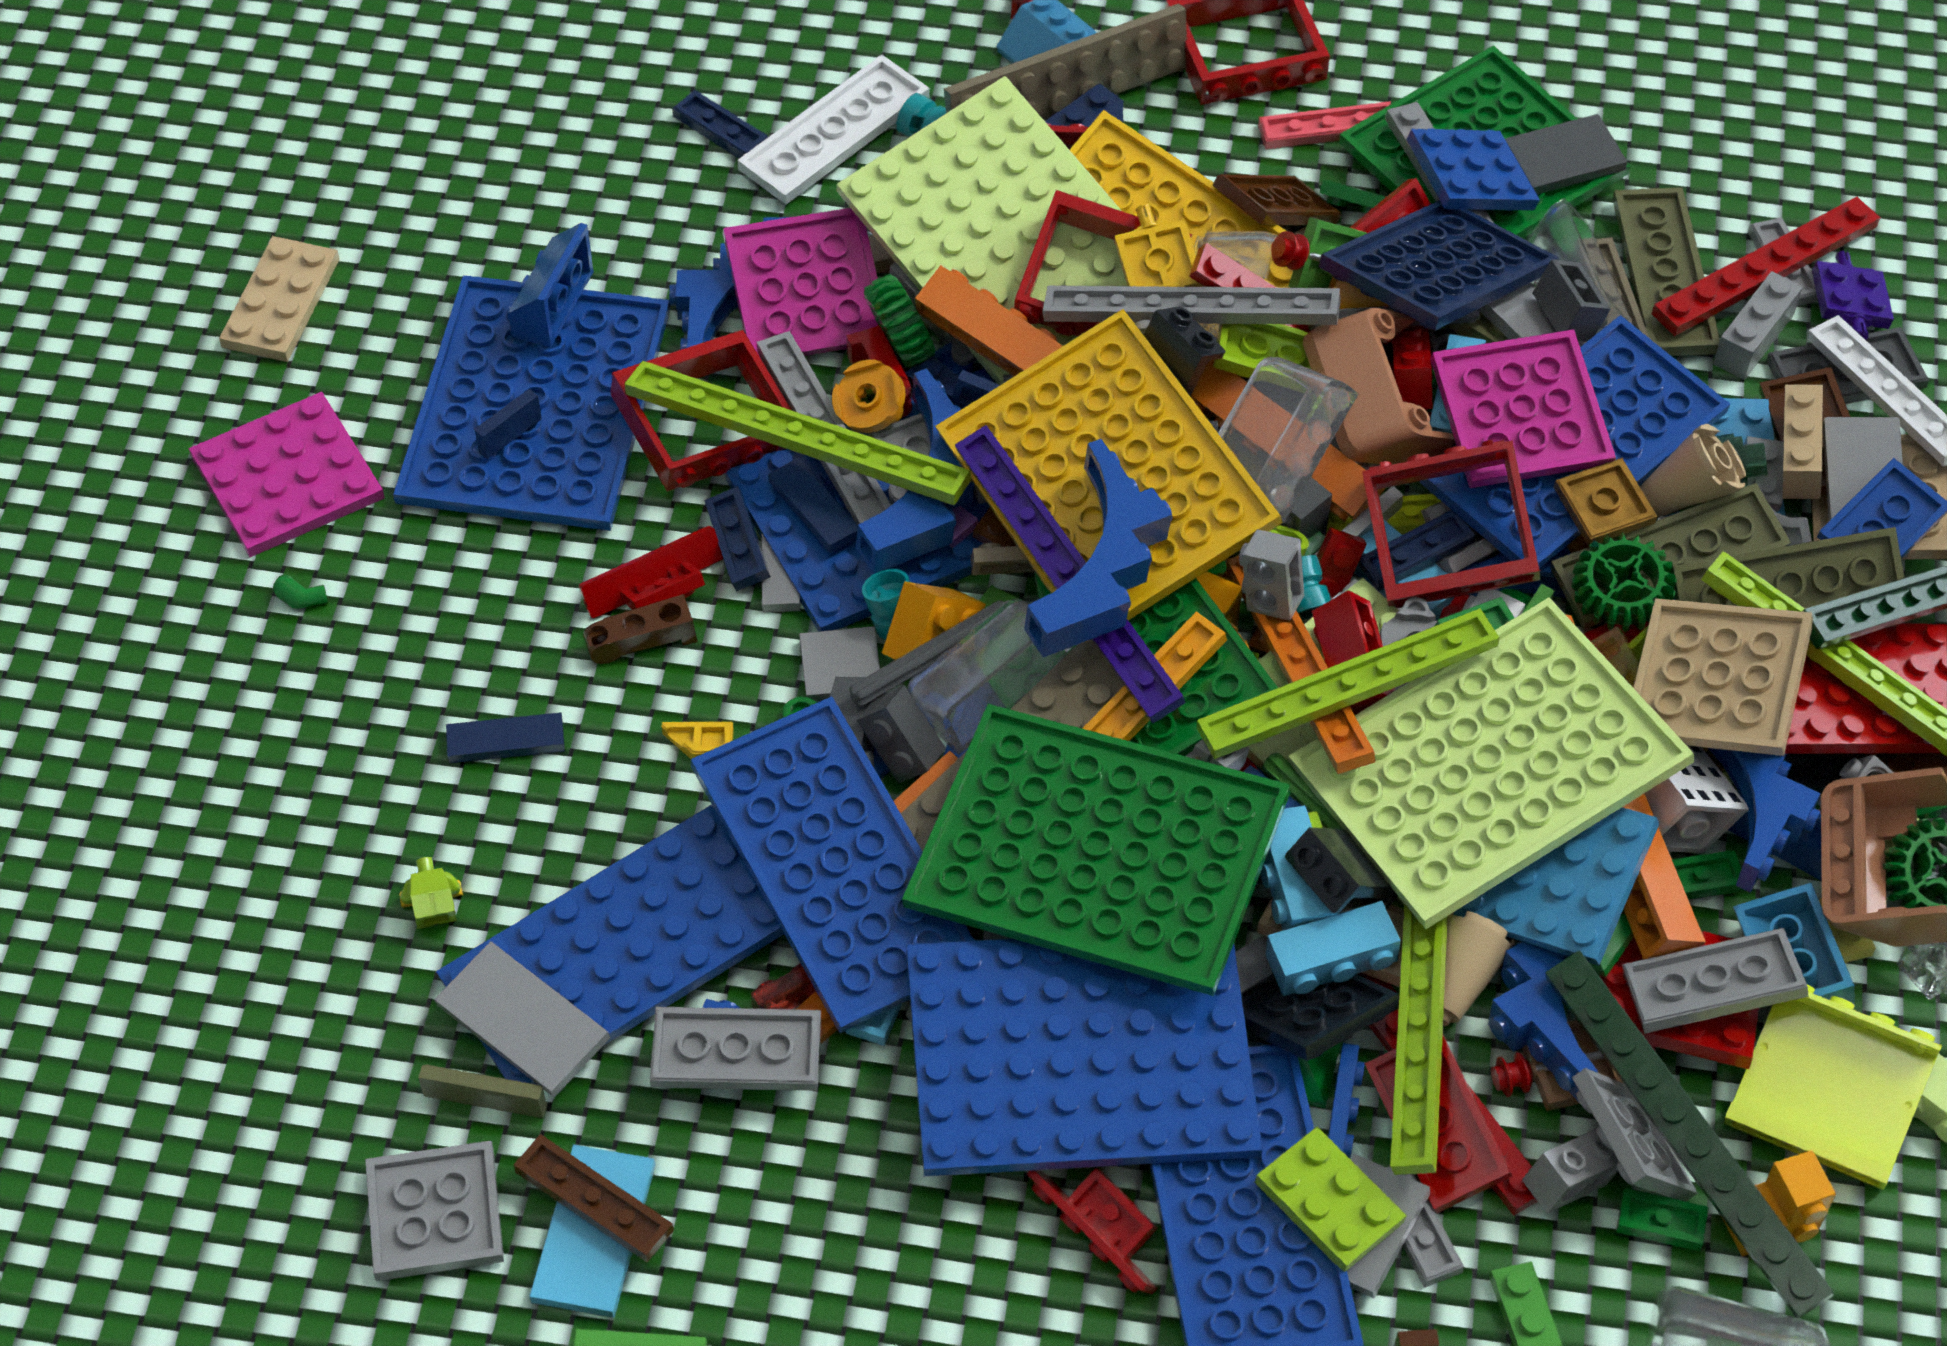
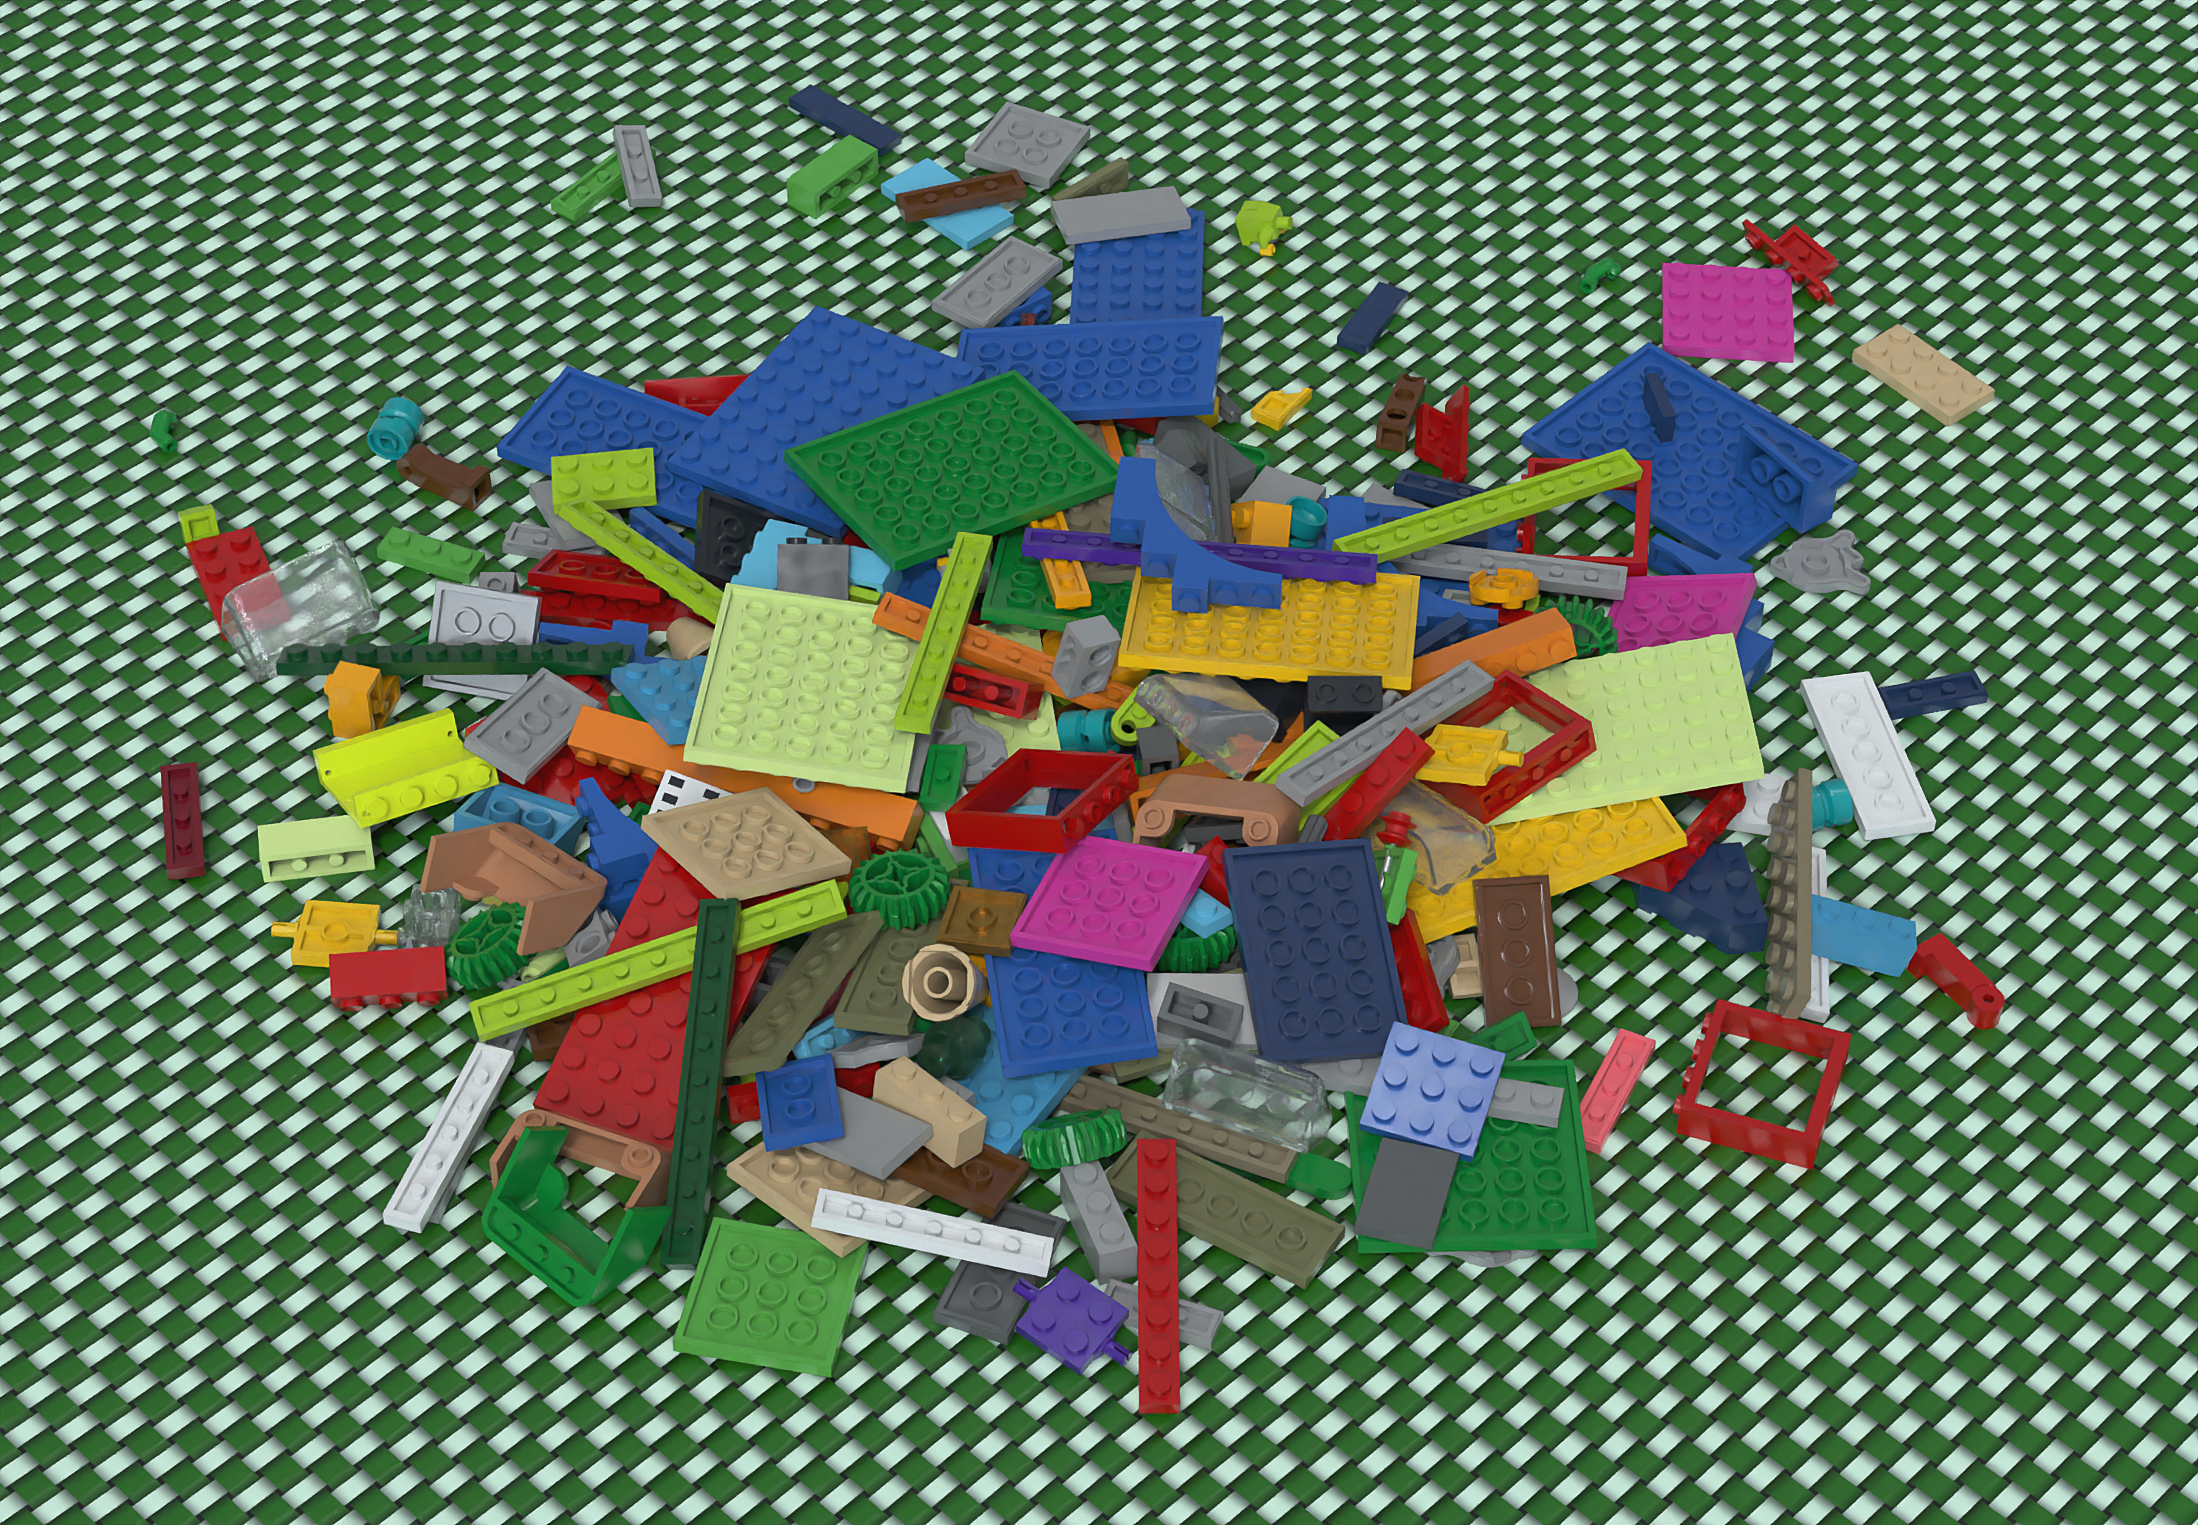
camera: 125 degrees right, 10 degrees down
(162, 447) = (1799, 256): none -> red bracket
(618, 256) = (1823, 565): none -> light grey tile
(1716, 345) = (1074, 1138): none -> green gear

